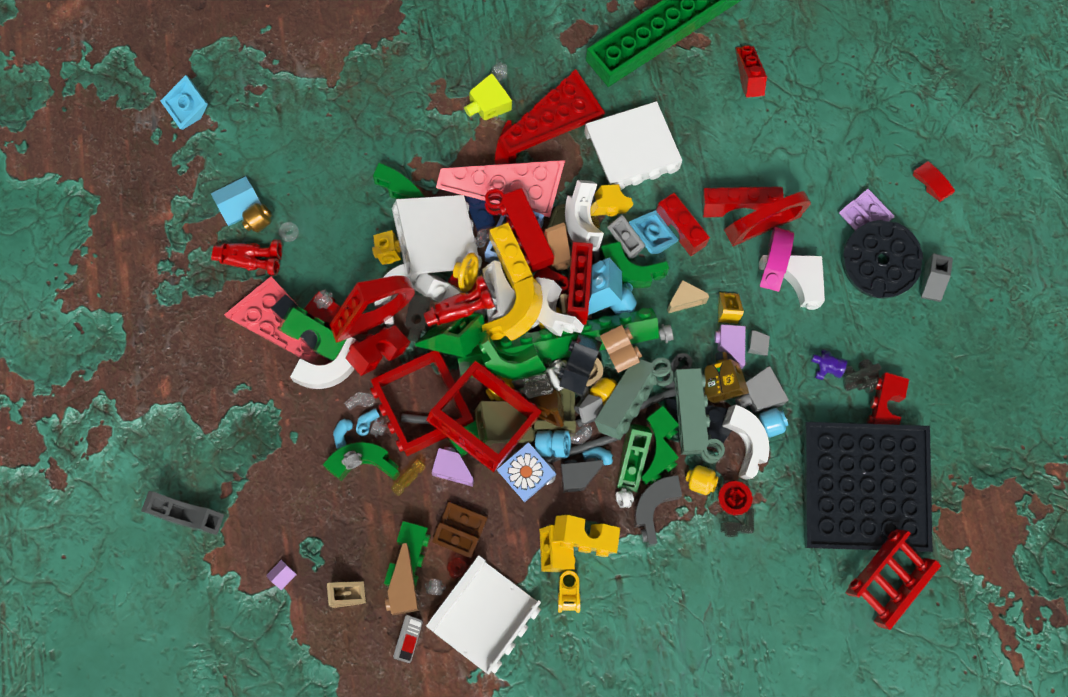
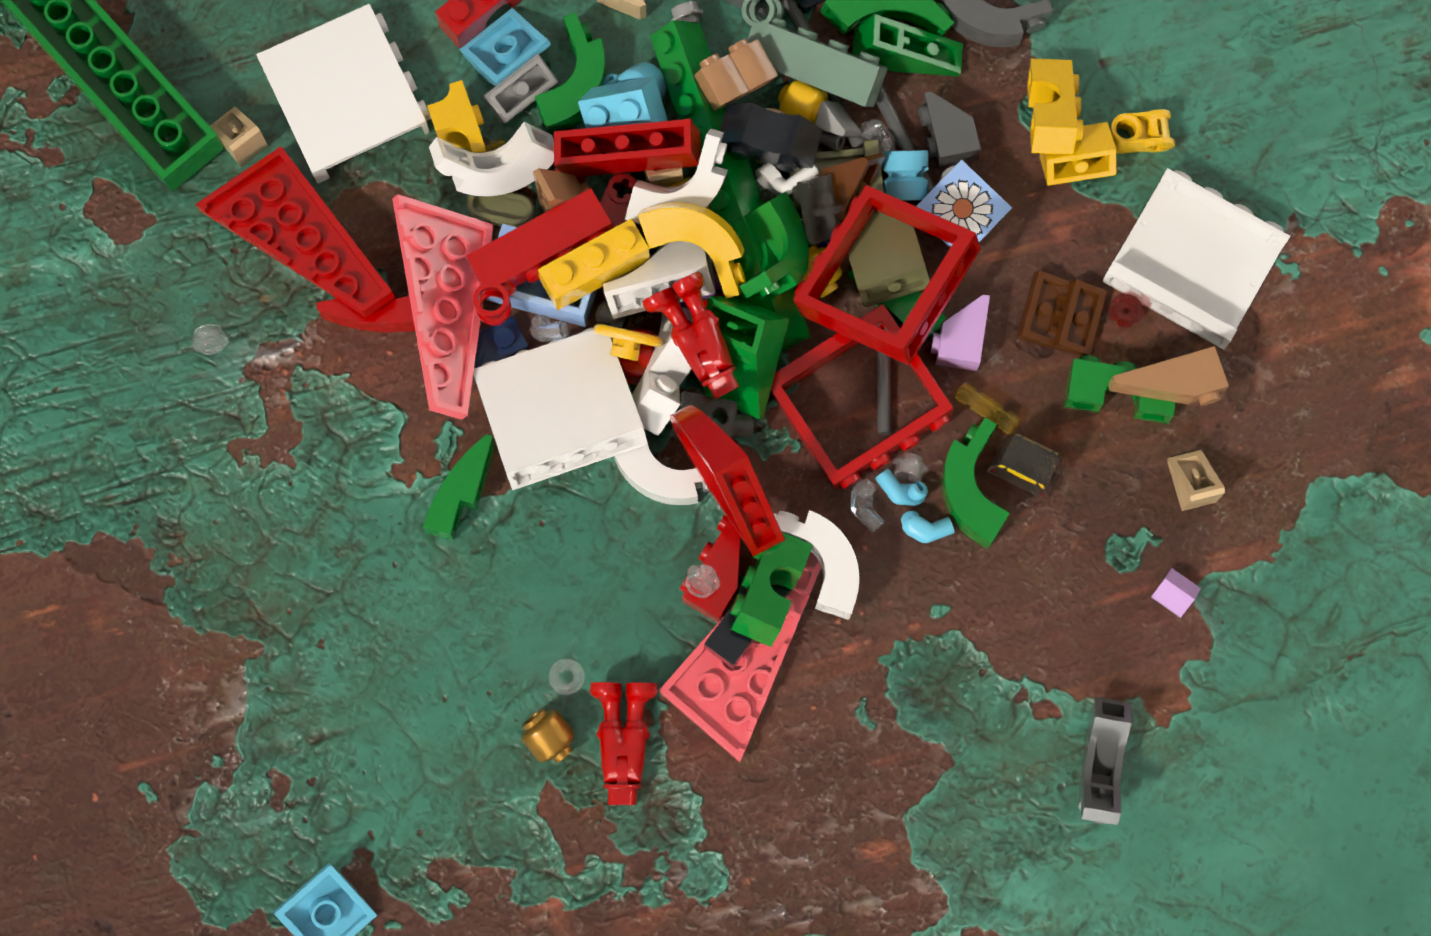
camera: 90 degrees left, 5 degrees up
(235, 199) = (512, 783): medium azure slope -> none
(352, 460) = (980, 491): light grey plate -> none
(366, 354) = (798, 490): red arch -> none
(367, 493) = (1026, 464): none -> clear smoke torso
(386, 247) = (573, 494): yellow brick -> none
(407, 639) = (1255, 376): slope -> none
(435, 587) = (1163, 340): clear plate -> none
(488, 99) = (270, 353): neon yellow torso -> none
(600, 453) = (906, 106): medium azure arm -> none
(612, 92) = (239, 136): none -> tan slope
(624, 498) = (977, 60): white plate -> none

